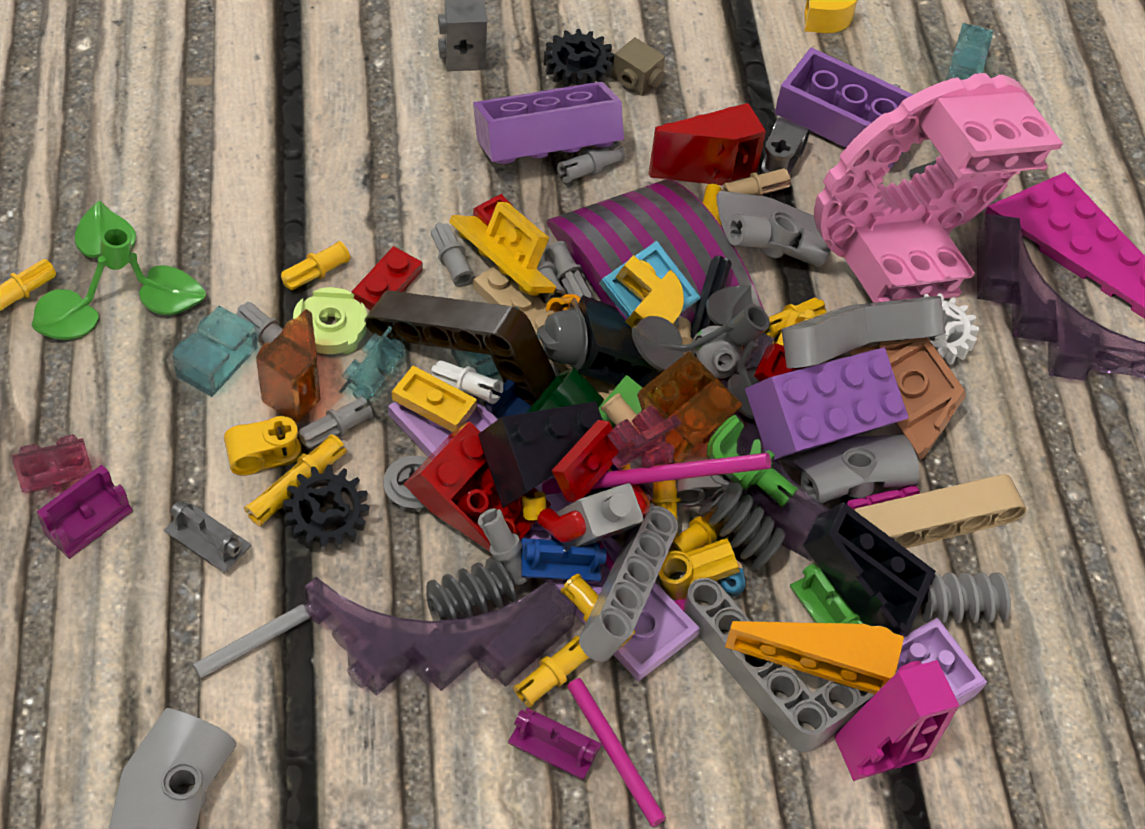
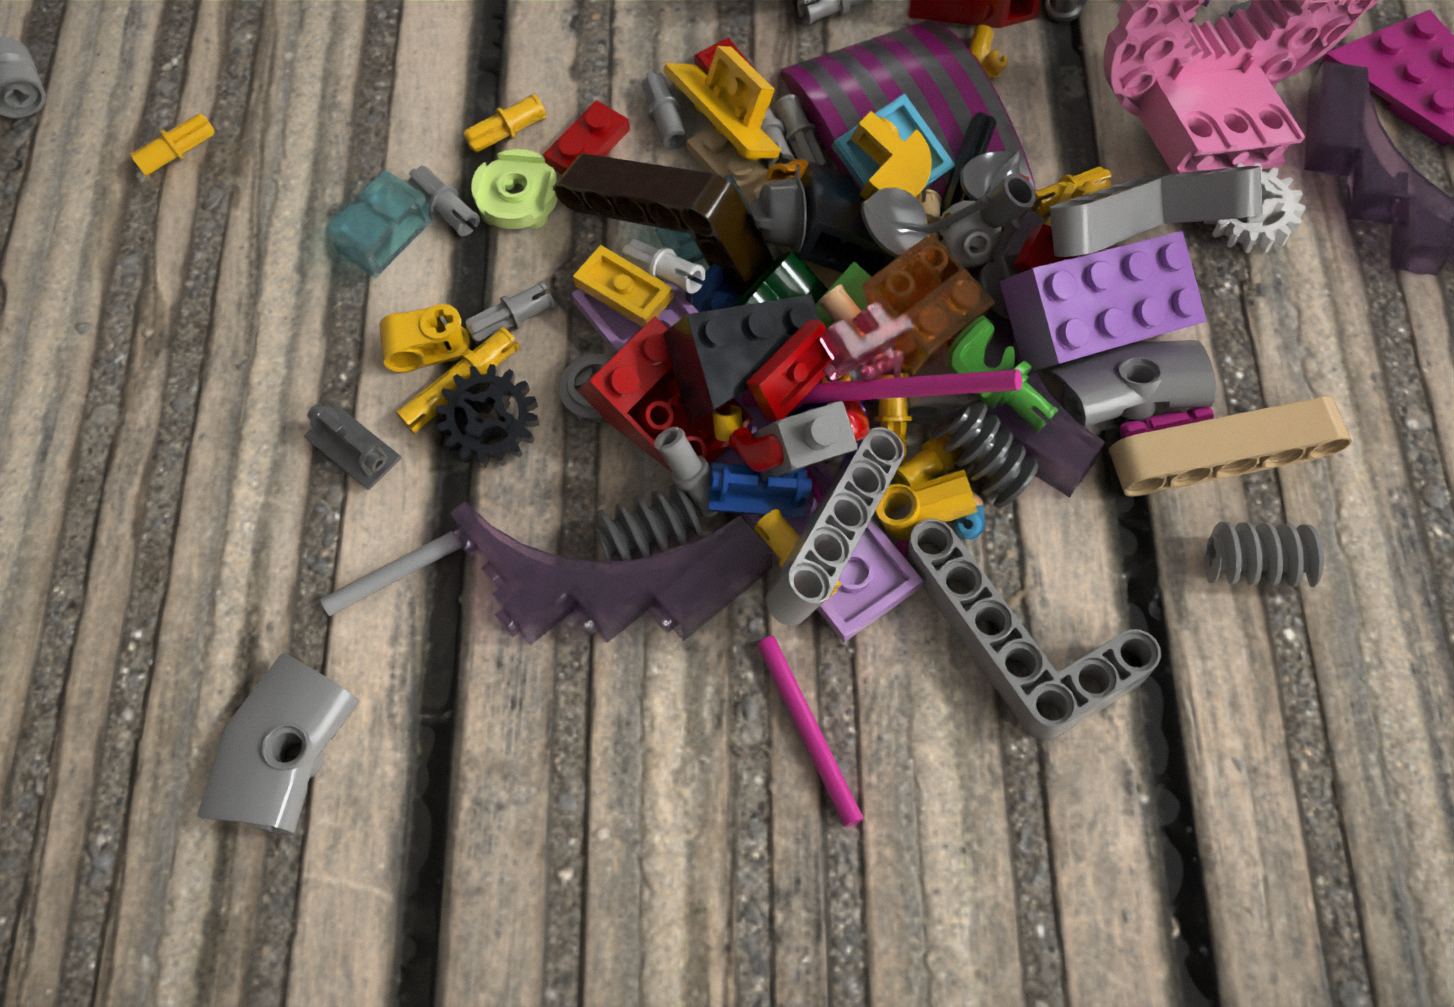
camera: 15 degrees right, 10 degrees up
(52, 464) = (184, 355): clear pink hips -> none
(84, 512) = (214, 412): magenta hinge -> none
(110, 238) = (271, 93): bright green plant -> none
(290, 369) = (461, 245): clear orange slope -> none
(380, 353) = (568, 229): clear light blue hinge -> none
(550, 672) = (734, 630): yellow pin -> none
(554, 743) = (734, 716): magenta hinge -> none
(761, 183) = (1037, 27): tan axle -> none
(771, 227) = (1050, 78): light grey panel -> none
(822, 598) = (1086, 558): bright green hinge -> none
(837, 652) = (1102, 626): light orange slope -> none
(869, 568) = (1143, 518): black wedge -> none
(899, 721) = (1167, 717): dark pink wedge -> none
(926, 386) = (1231, 281): nougat wing -> none
(935, 643) = (1222, 626): lavender brick -> none

